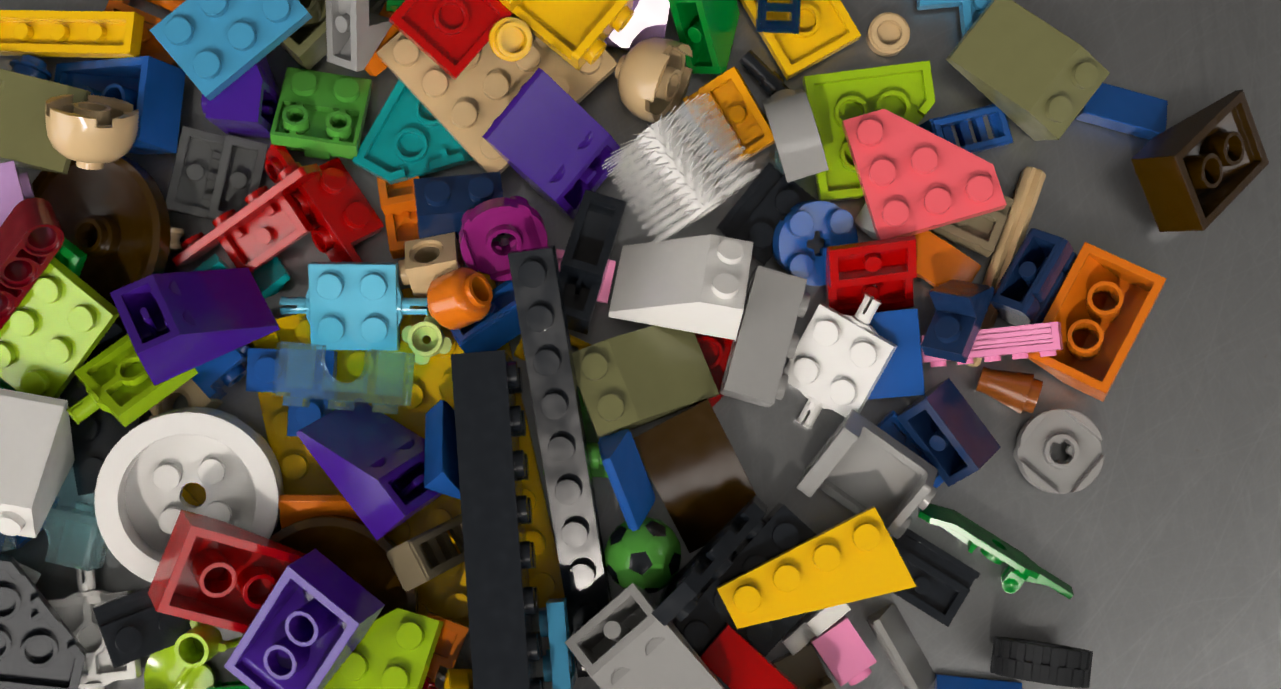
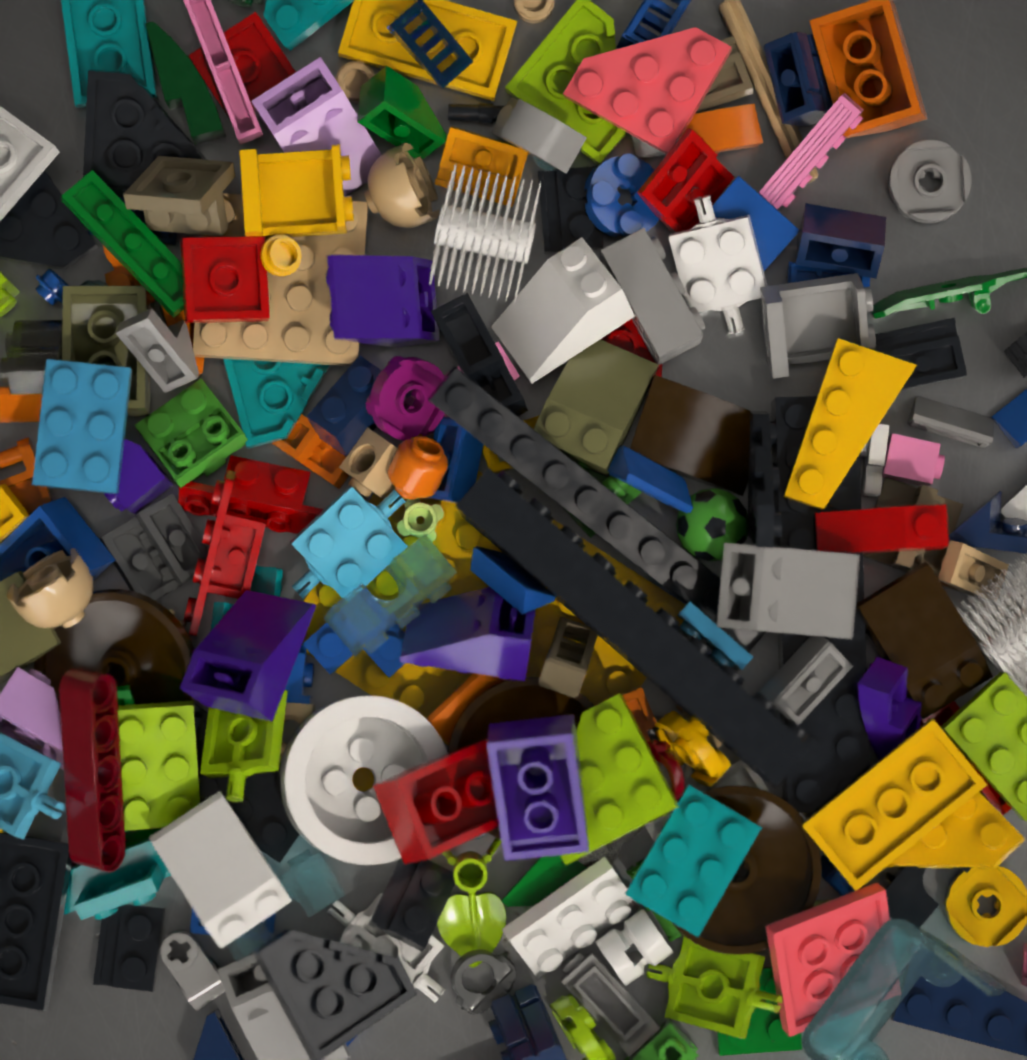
camera: 45 degrees left, 0 degrees up
(957, 319) = (772, 157): dark blue slope -> none
(1011, 388) = (855, 170): dark orange cone -> none

